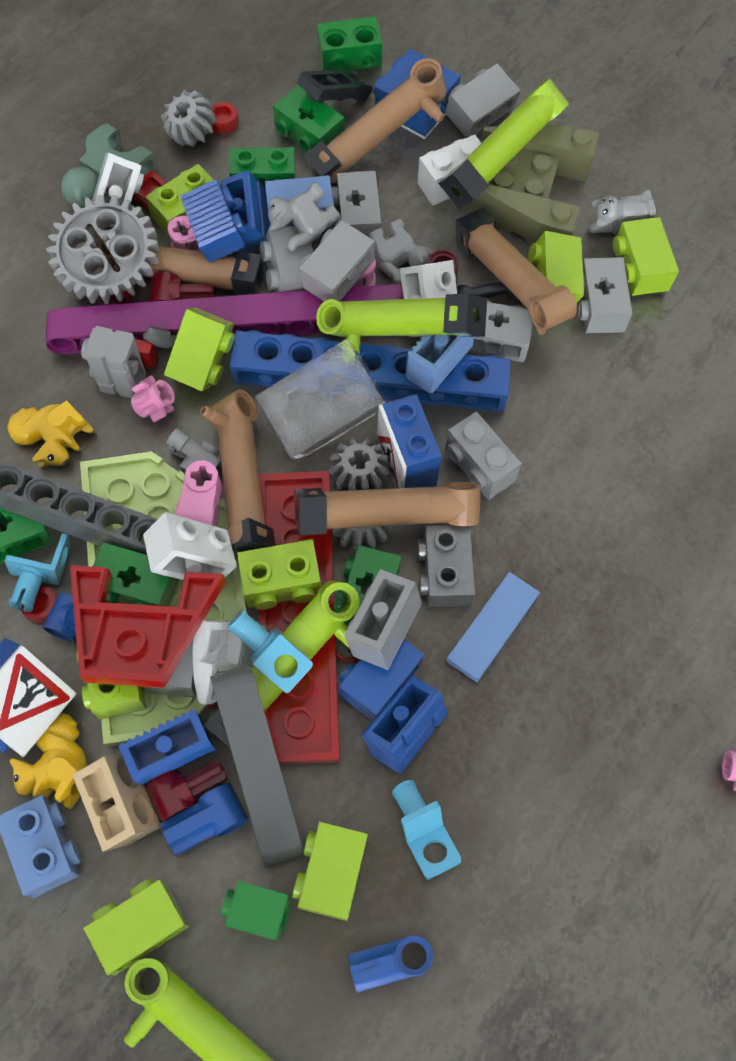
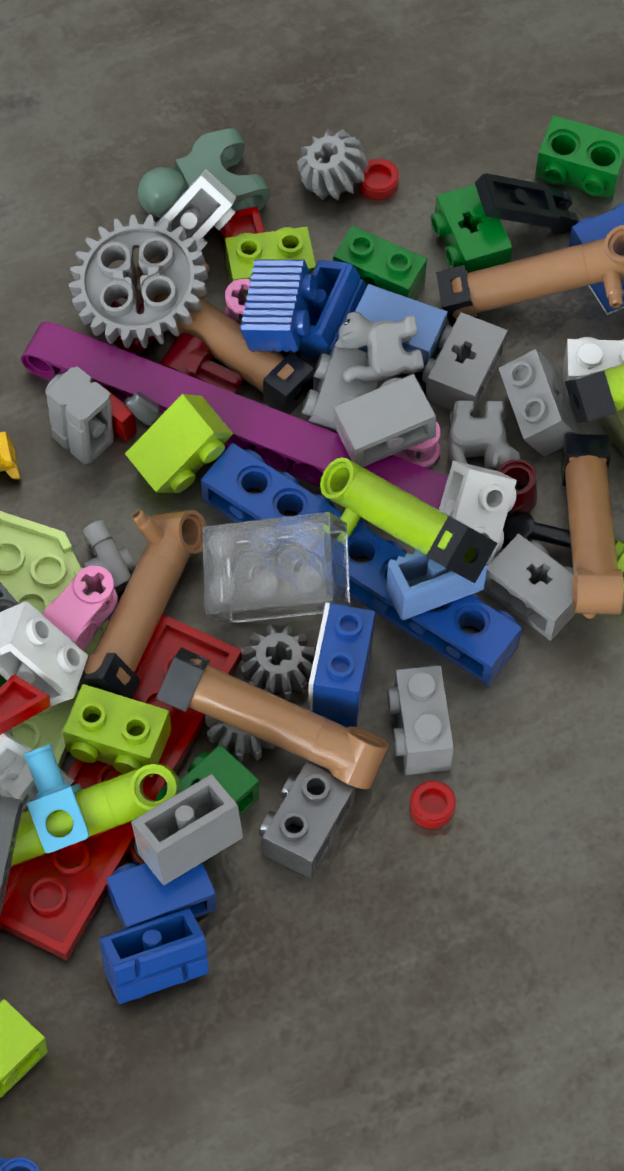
camera: 30 degrees right, 5 degrees down
(152, 398) = (99, 474): bright pink gear -> none
(422, 827) = (110, 1071): medium azure bracket -> none
(424, 208) = (539, 402): none -> light grey brick
(492, 627) = (319, 911): medium blue tile -> none
(520, 511) = (432, 804): none -> red tile

